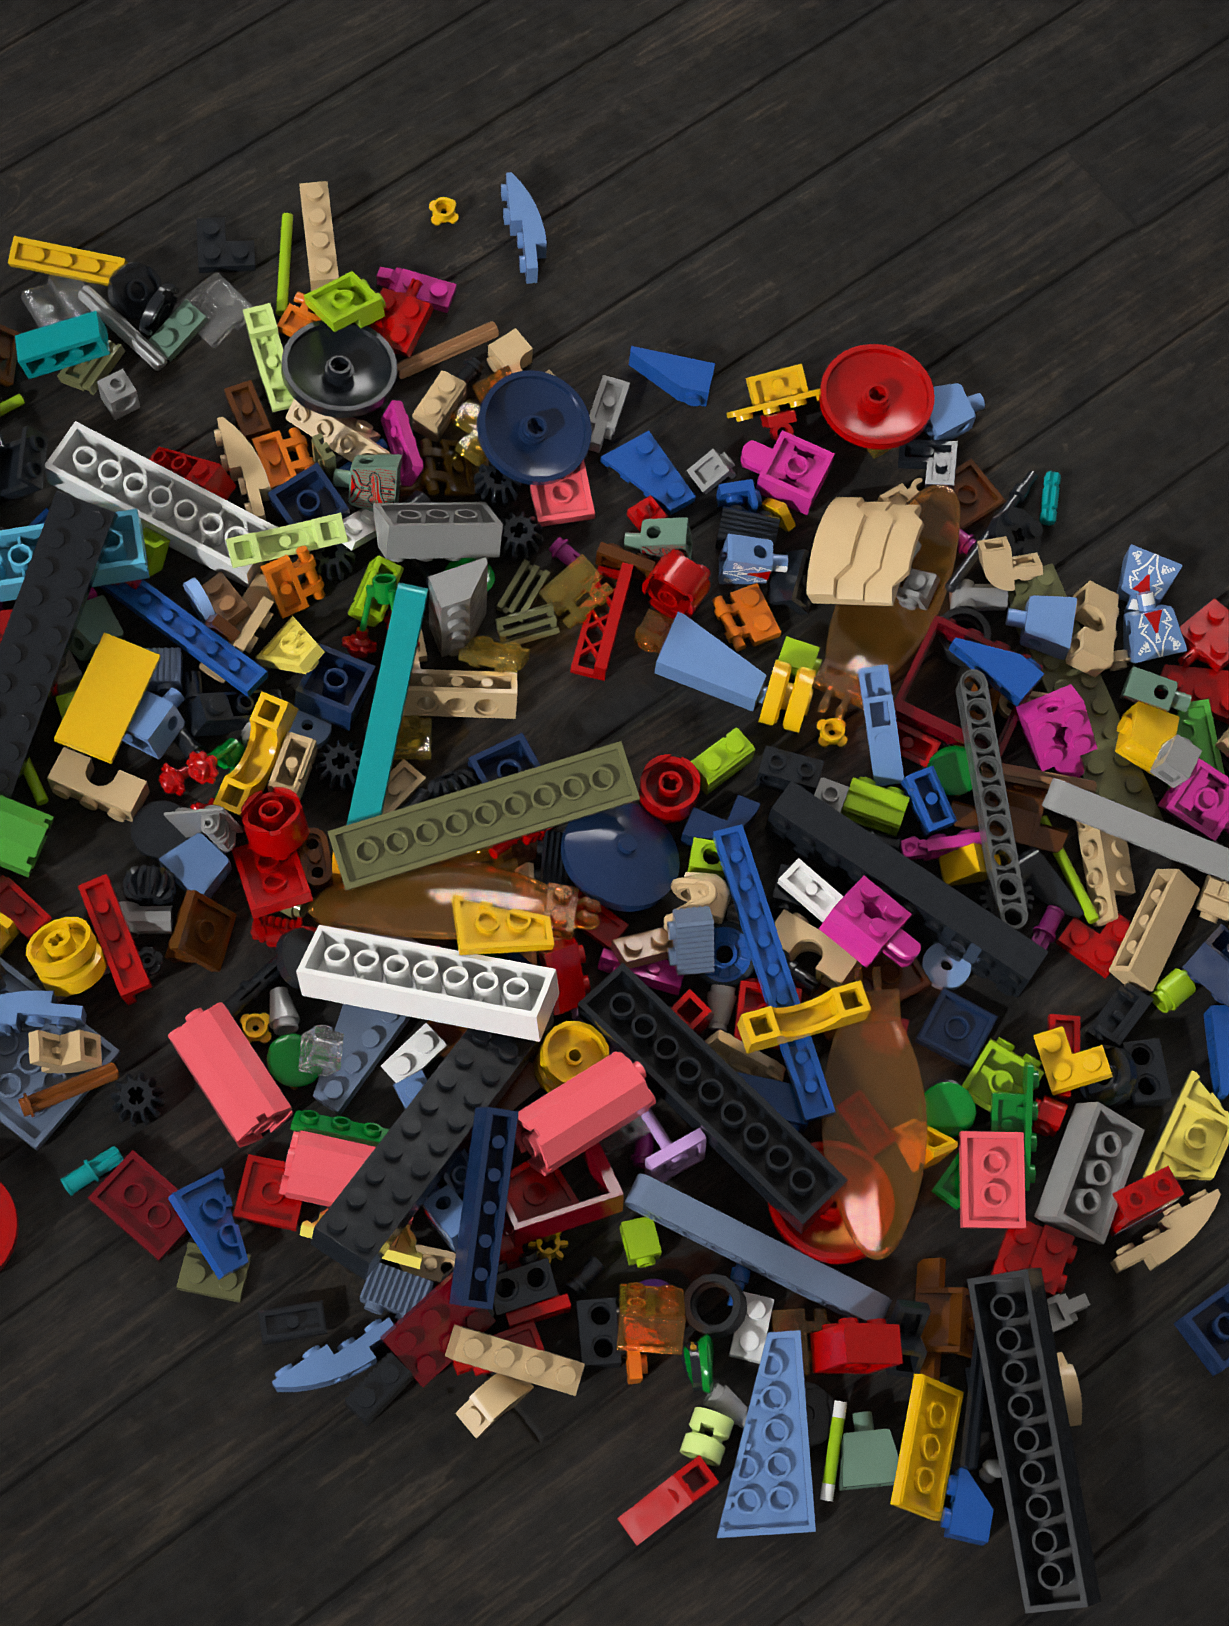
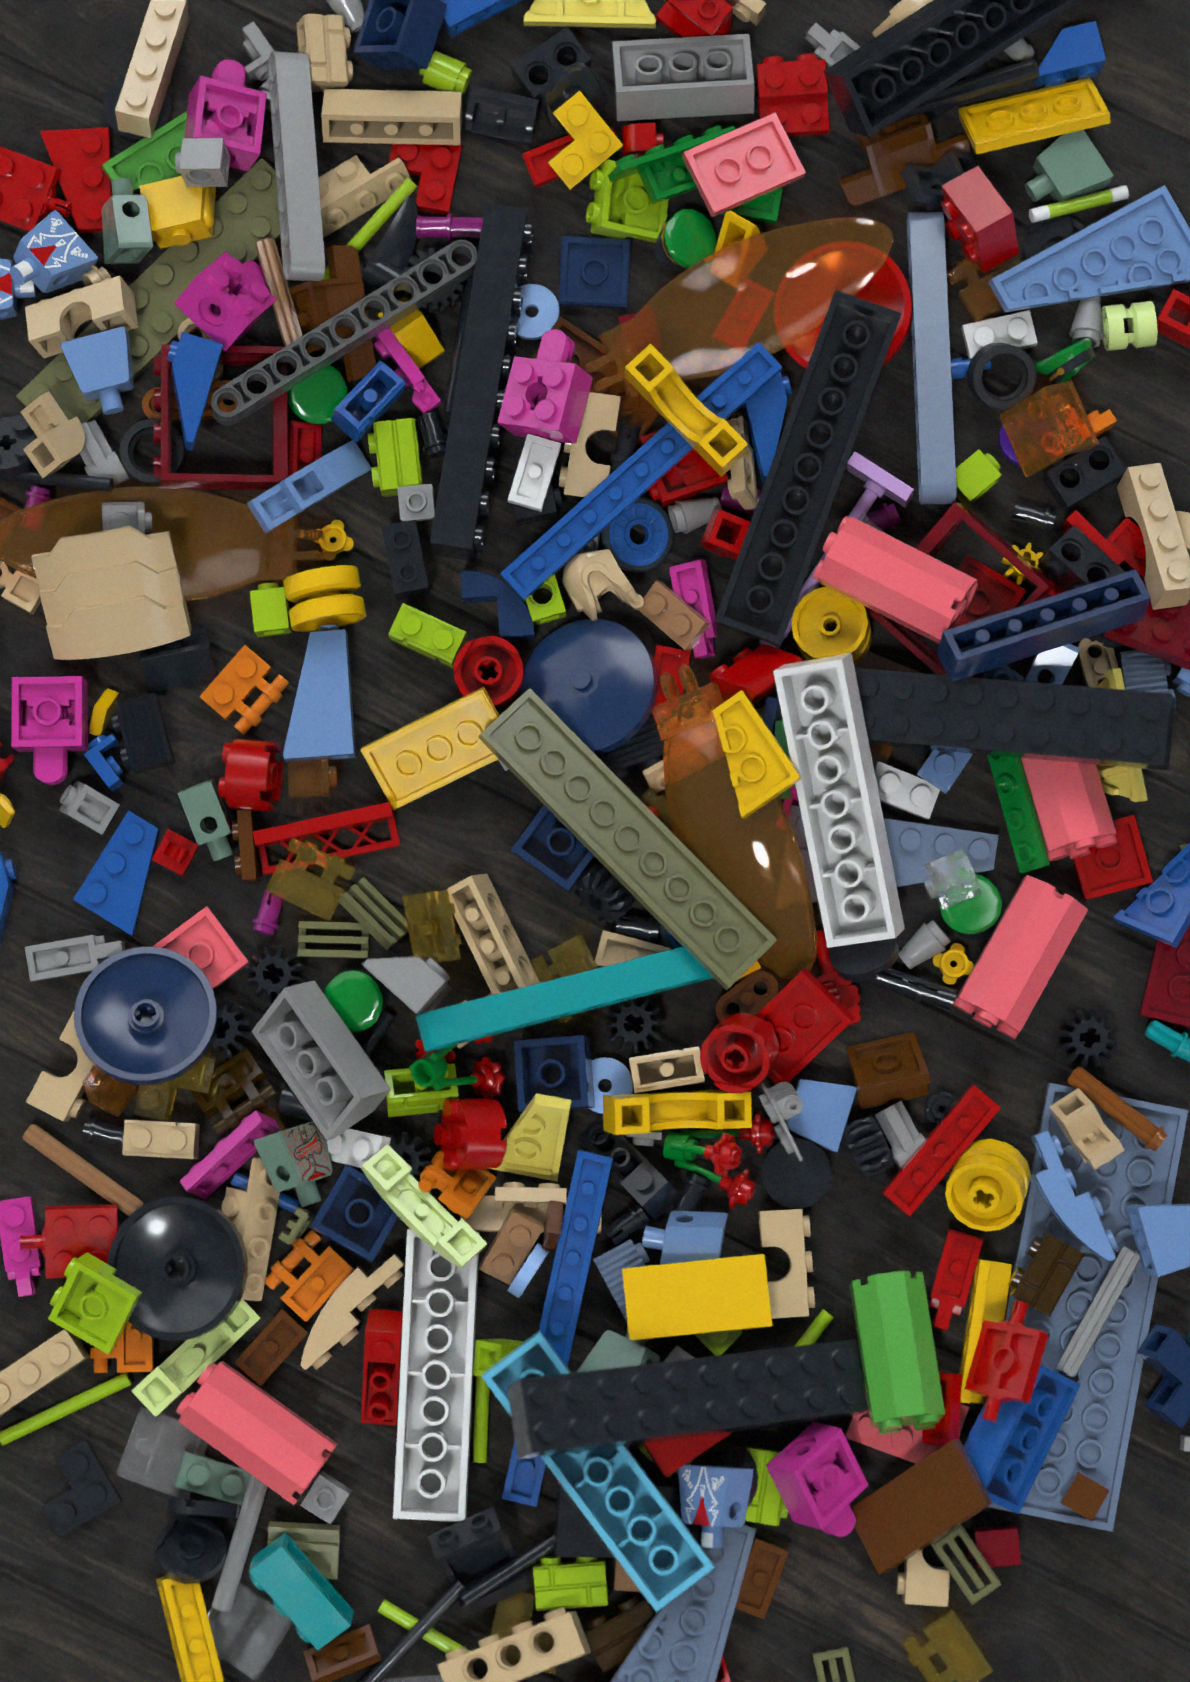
camera: 105 degrees left, 15 degrees up
(193, 366) = (255, 1431): none -> coral brick
(322, 605) = (471, 1134): none -> red brick
(632, 716) = (433, 749): none -> yellow tile
(692, 941) = (651, 565): sand blue brick -> none
(749, 560) = (187, 722): medium blue torso -> none

